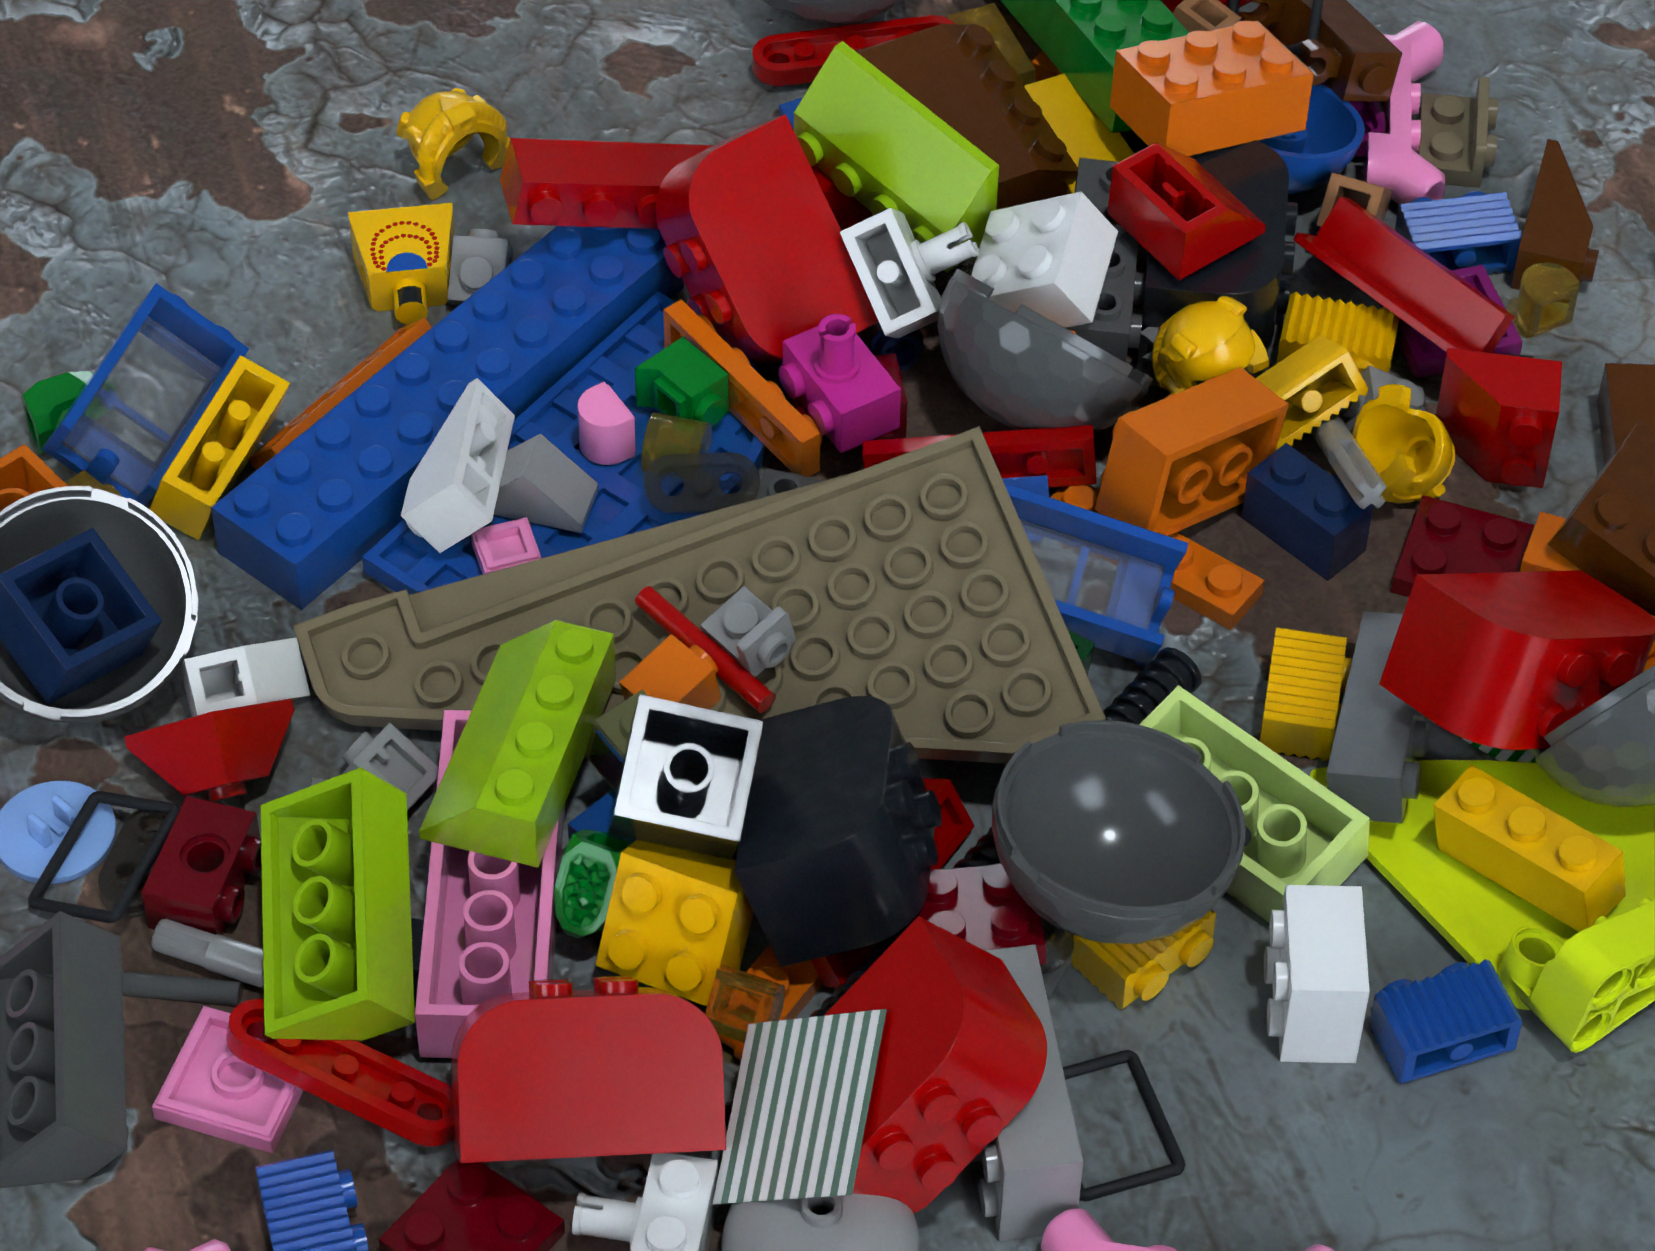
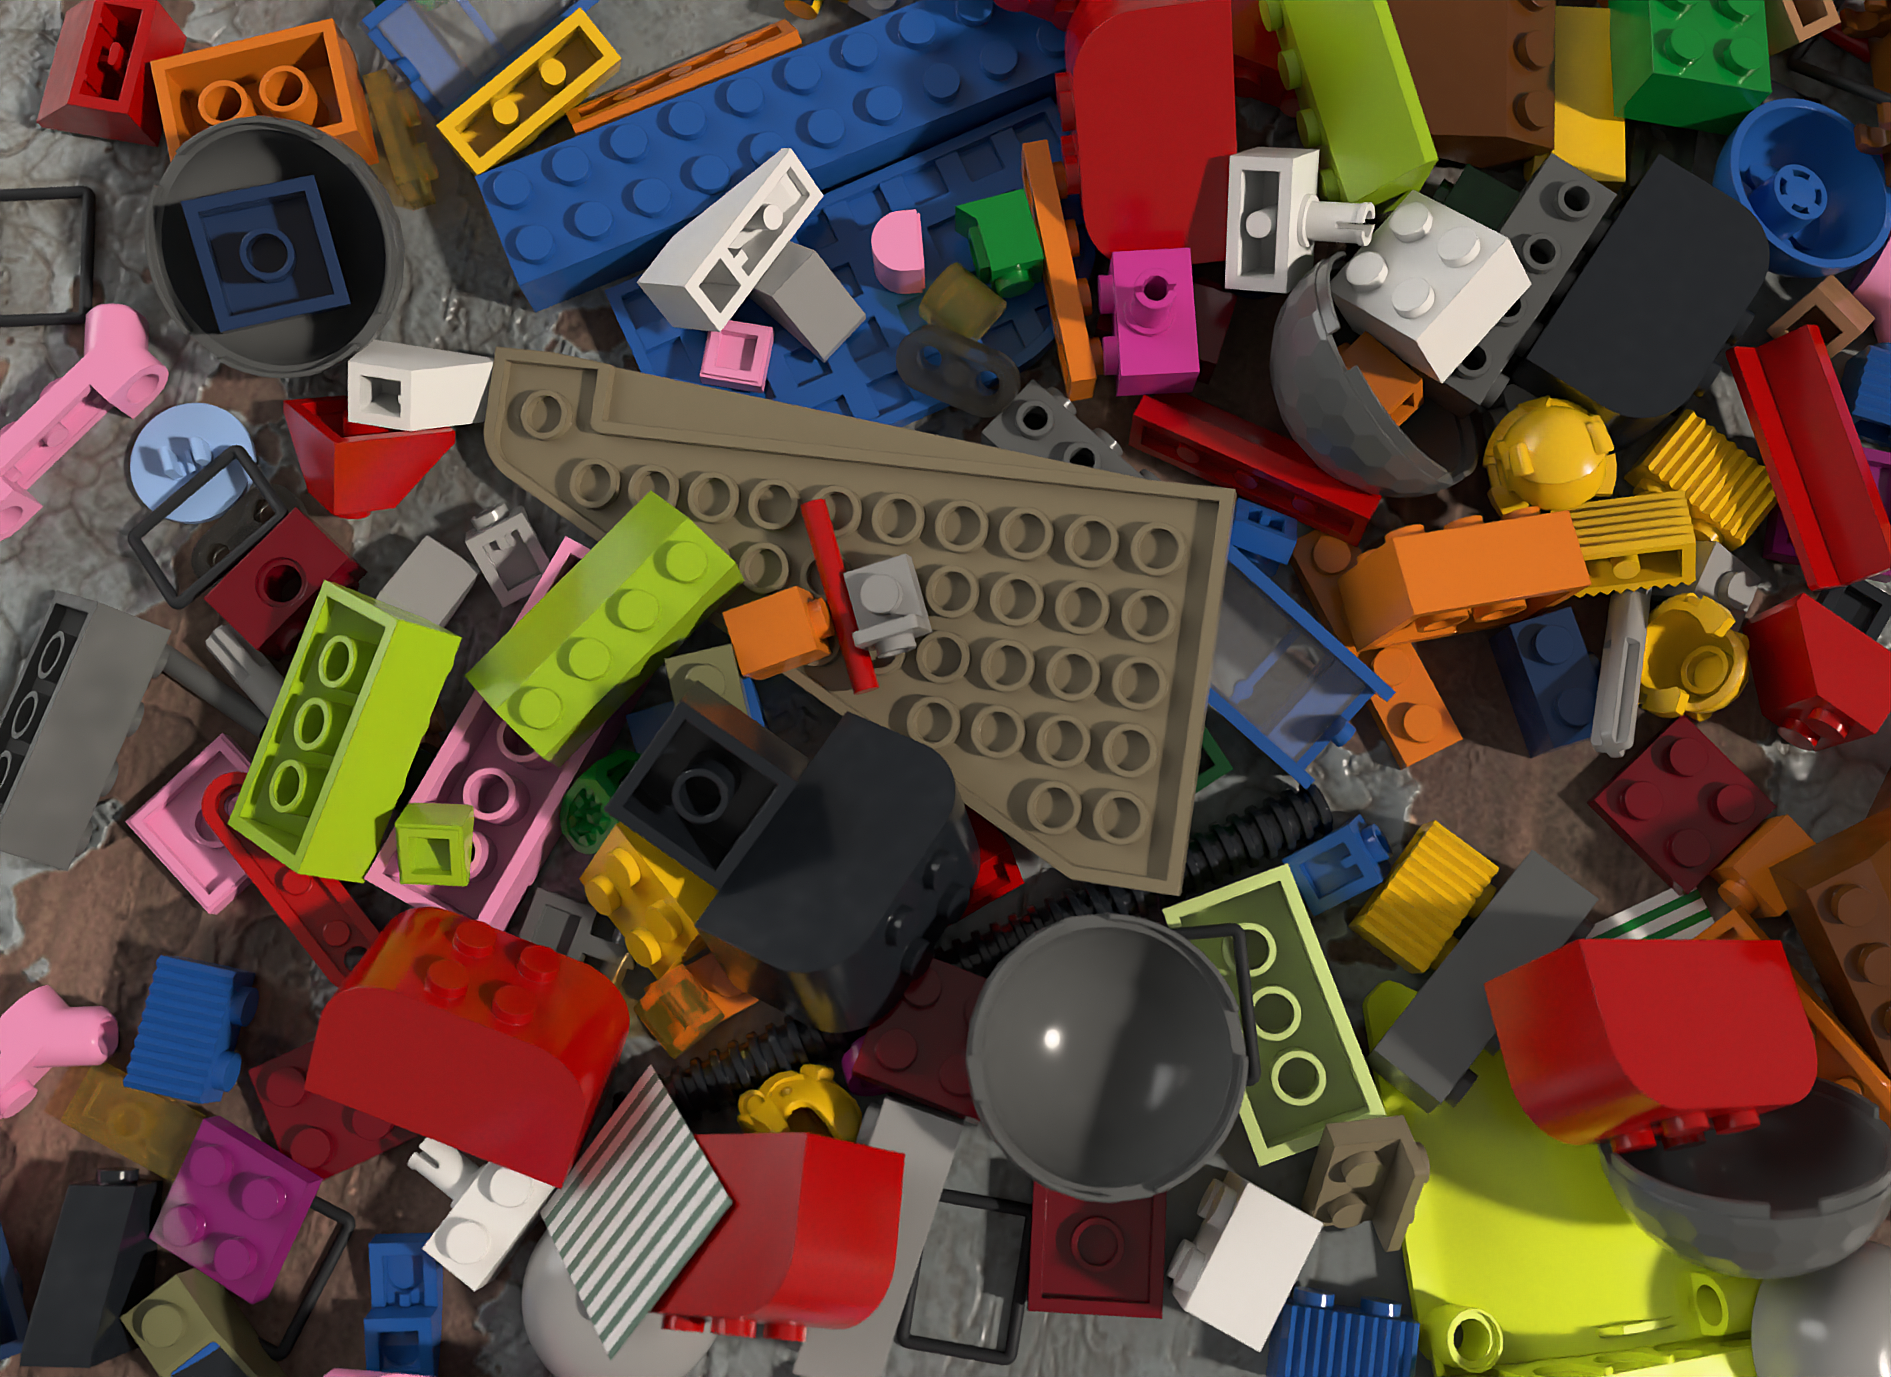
camera: 30 degrees right, 30 degrees up
(467, 958) = (435, 844): none -> lime slope
(1178, 210) = (1614, 289): red slope -> none
(1198, 1041) = (1096, 1255): none -> dark red plate
(1211, 89) = (1741, 136): orange brick -> none
(1229, 688) = (1340, 864): none -> blue bracket
(1389, 860) = (1368, 1174): none -> dark tan bracket
(1529, 849) = (1533, 1231): yellow brick -> none

